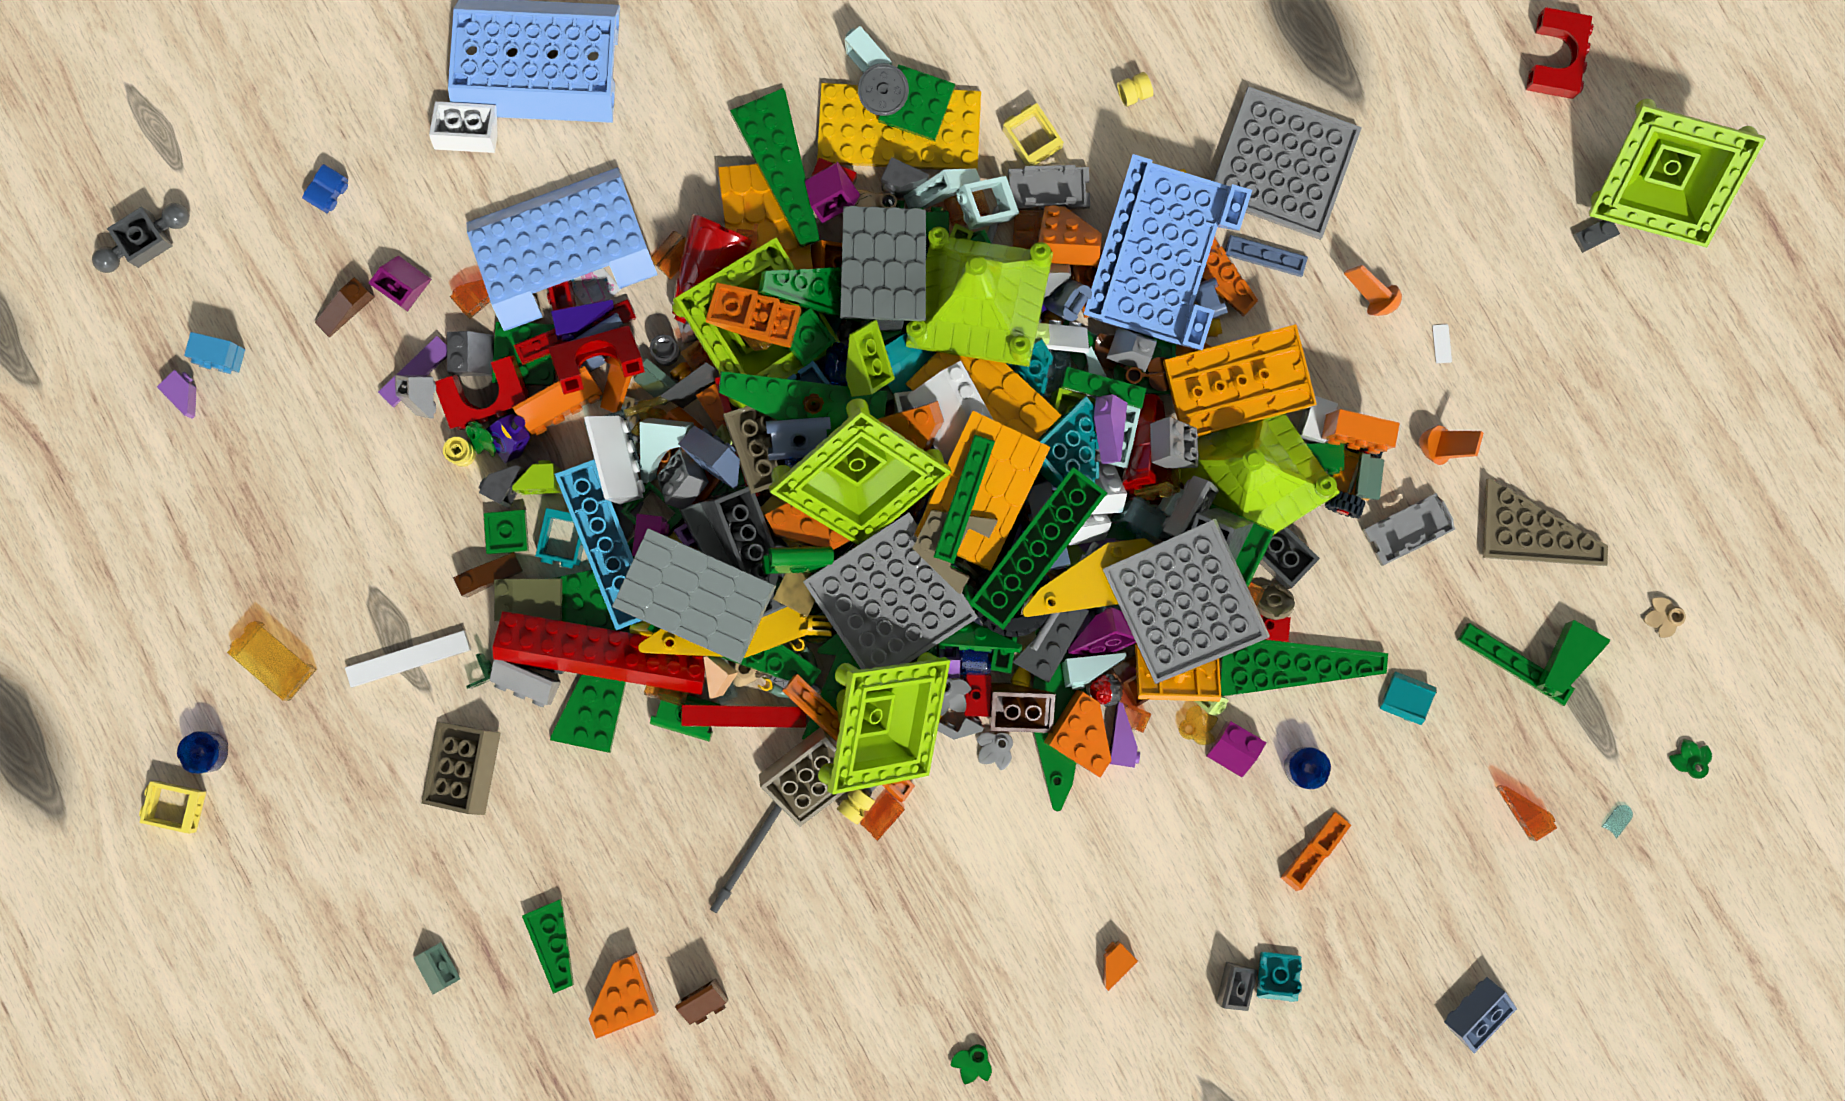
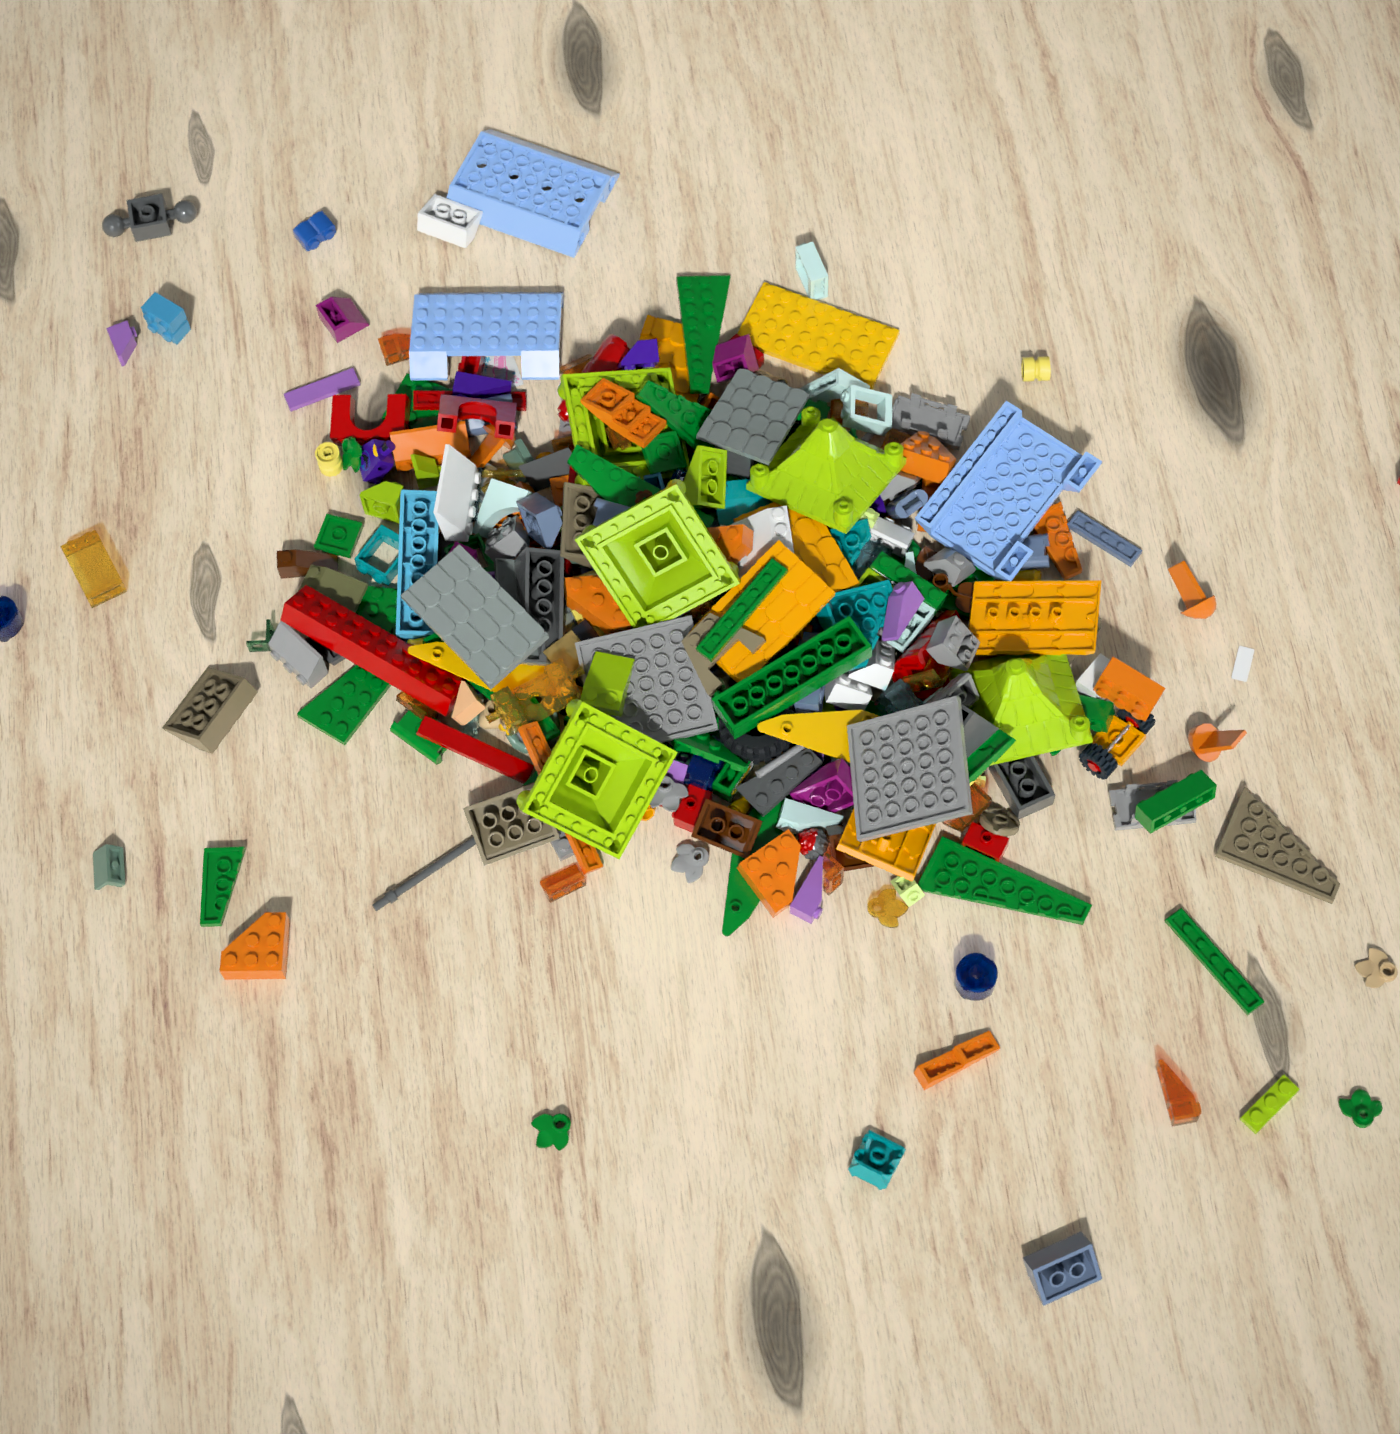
camera: 30 degrees right, 20 degrees down
(344, 306) = (287, 321): reddish brown slope -> none
(407, 659) = (207, 608): white tile -> none
(417, 394) = (314, 399): light grey slope -> none
(469, 353) = (372, 388): flat silver slope -> none
(499, 485) = (347, 492): flat silver slope -> none
(565, 429) = (426, 471): none -> lime slope
(665, 350) = (539, 437): flat silver wheel -> none
(702, 1002) = (328, 977): reddish brown slope -> none
(742, 238) = (641, 355): none -> dark purple slope
(774, 671) = (555, 688): none -> clear yellow brick
(797, 559) = (576, 621): green piece -> none
(853, 614) = (608, 683): none -> lime slope
(855, 805) = (542, 861): light yellow wheel -> none
(883, 89) = (812, 295): dark grey shield -> none
(901, 178) = (800, 369): flat silver slope -> none
(924, 107) = (839, 319): green plate -> none
(968, 727) = (670, 833): light grey slope -> none
(1044, 152) = (934, 392): light yellow window -> none
(1116, 963) = (725, 1088): orange slope -> none
(1236, 749) = (915, 938): magenta slope -> none
(1236, 987) = (832, 1152): flat silver slope -> none
(1288, 160) = (1152, 469): light grey plate -> none
(1369, 477) = (1127, 741): sand green panel -> none
(1408, 698) = (1097, 953): teal slope -> none
(1436, 526) = (1175, 801): none -> green brick
(1570, 657) = (1268, 969): green slope -> none
(1610, 786) = (1269, 1104): none -> lime plate
(1618, 819) = (1267, 1139): clear light blue piece -> none

